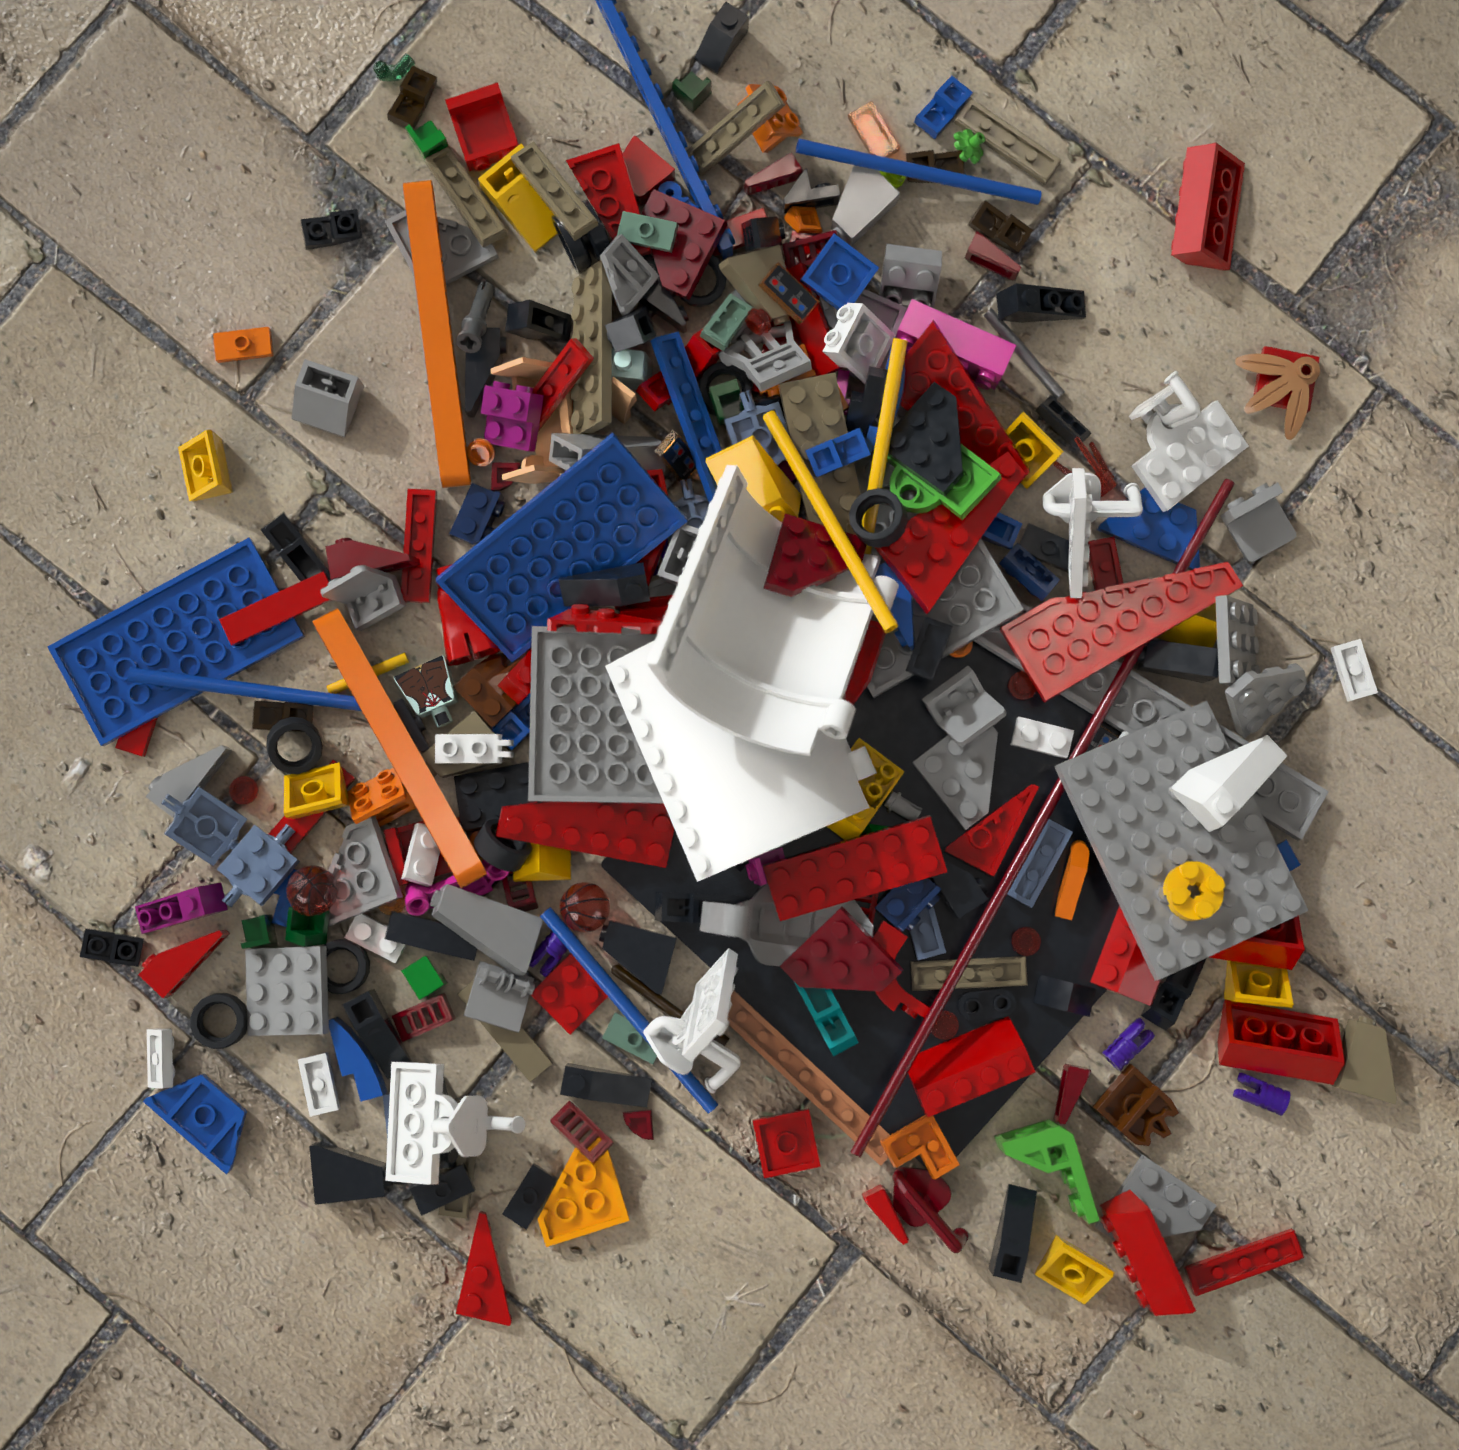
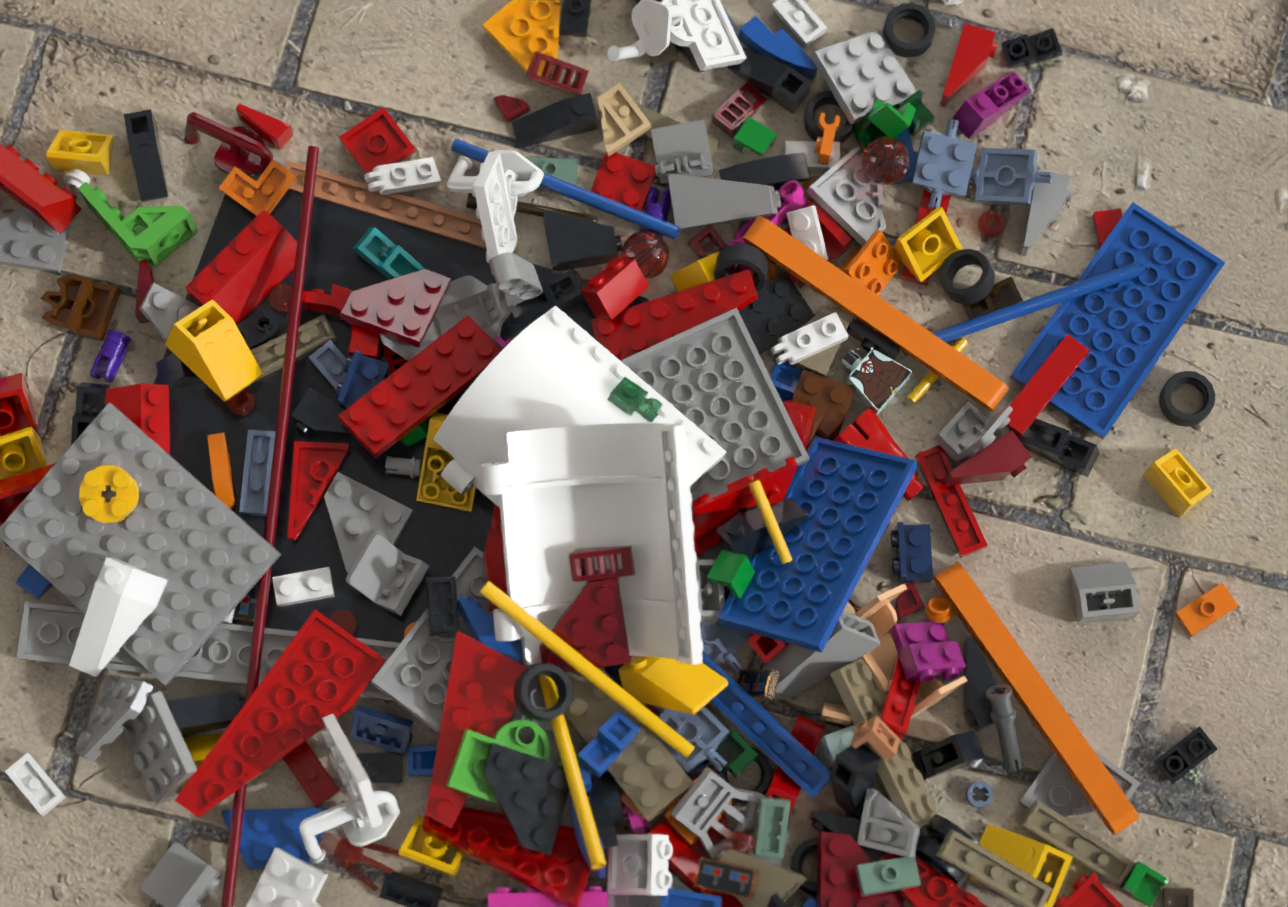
camera: 155 degrees right, 10 degrees down
(135, 528) = (1201, 384): none -> black tyre
(286, 927) = (891, 120): none -> green panel
(360, 936) = (824, 145): none -> orange plate
(523, 286) = (979, 785): none -> sand blue bush
(543, 1056) = (620, 119): none -> tan wing
(597, 580) = (770, 522): none -> yellow bar
(598, 345) = (878, 735): none -> nougat bracket
(629, 884) = (614, 288): none -> red brick
(655, 554) = (732, 570): none -> green panel
(672, 749) = (633, 398): none -> clear green plate
(776, 1095) = (403, 176): none -> white hinge
(790, 610) = (583, 564): none -> dark red slope
(1034, 992) = (214, 350): none -> yellow slope
(1058, 1053) = (165, 309): none -> light grey wing
(1090, 1239) = (75, 179): none -> white plate

